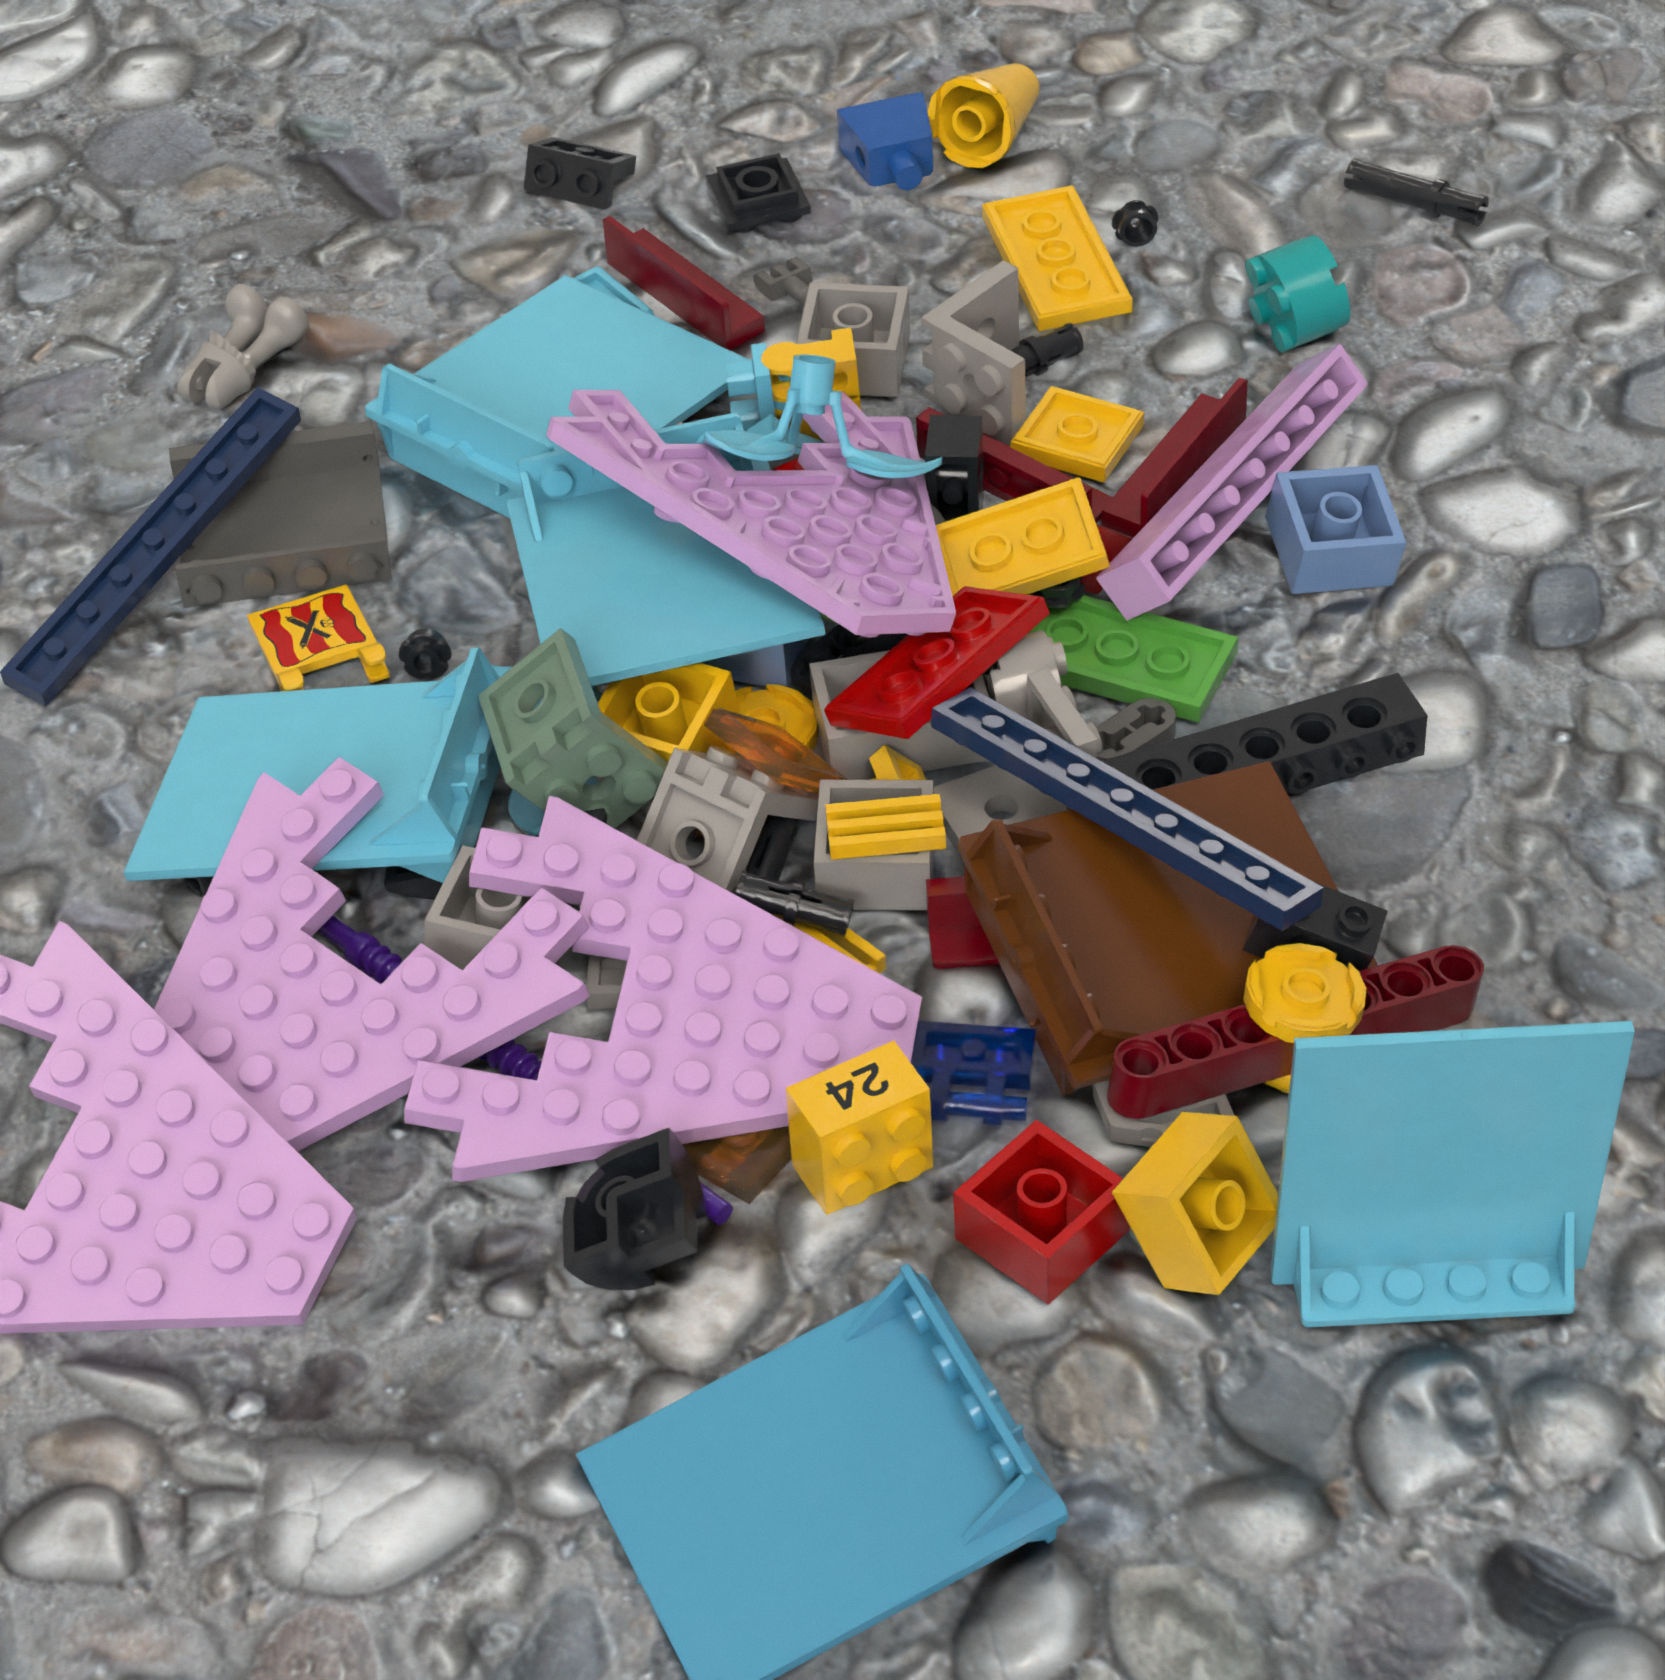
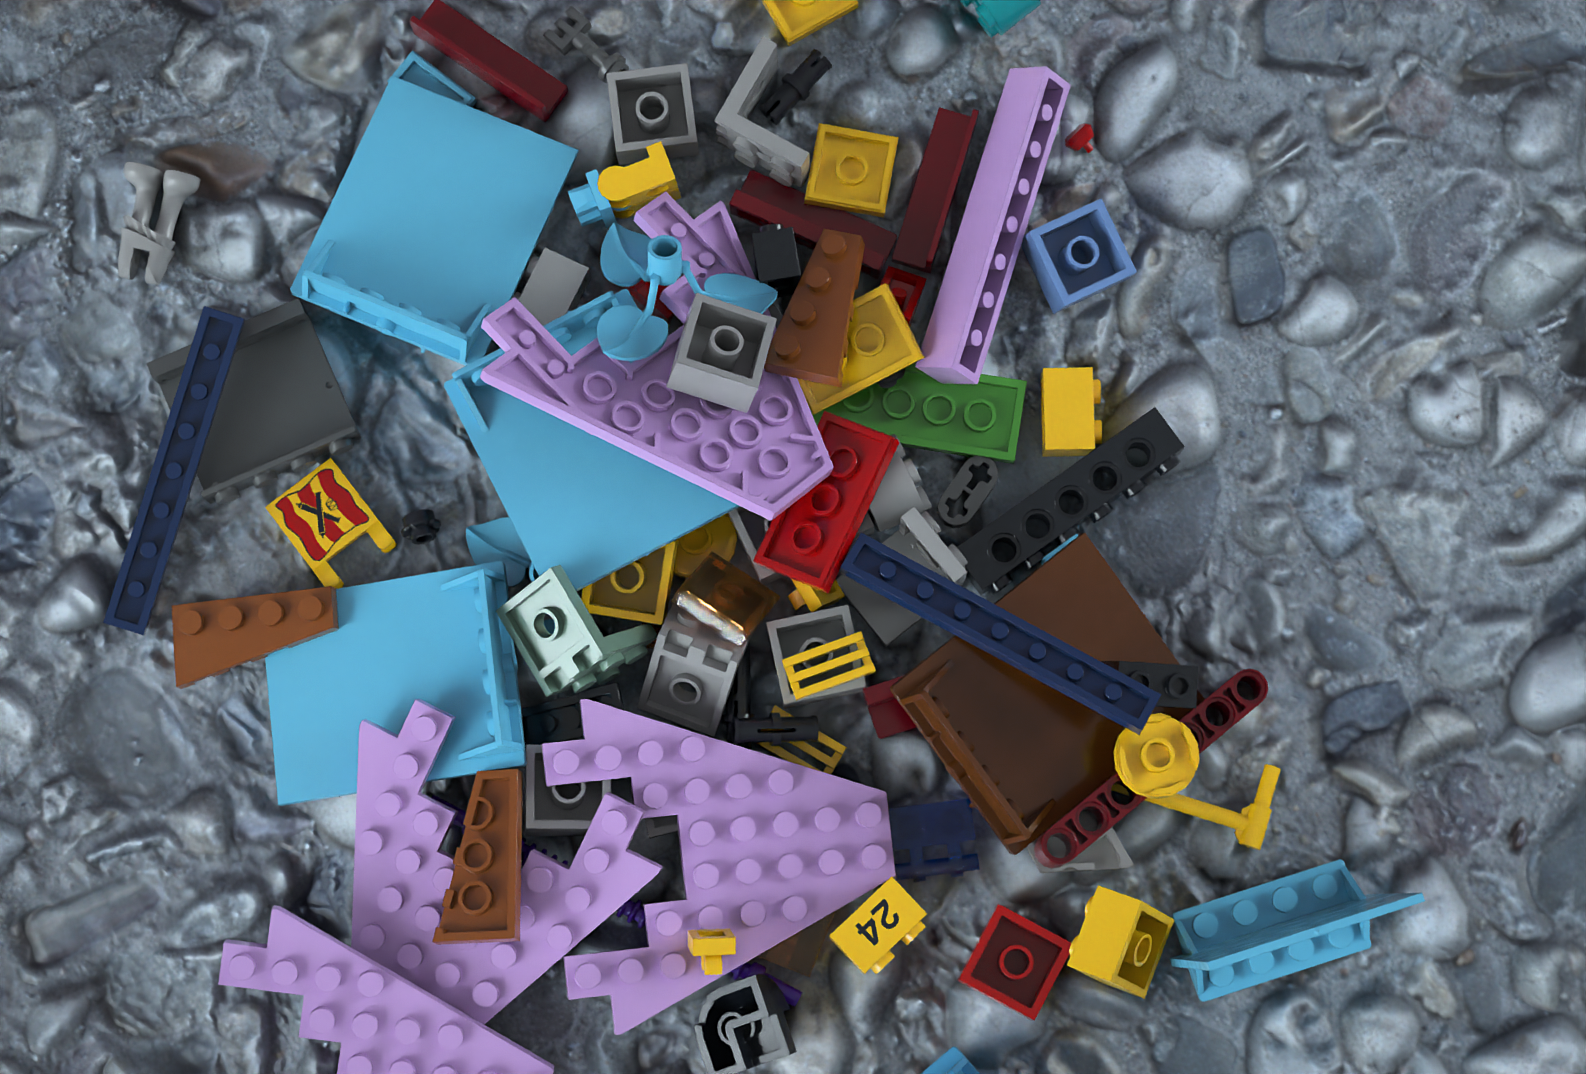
camera: 15 degrees left, 35 degrees up
(170, 709) = (233, 631): none -> dark orange wing
(357, 942) = (487, 872): none -> dark orange wing
(620, 1077) = (711, 946): none -> yellow tile
(849, 470) = (721, 352): none -> light grey brick
(987, 491) = (817, 319): none -> dark orange wing
(1285, 665) = (1069, 411): none -> yellow piece
(1370, 447) = (1080, 138): none -> red rock

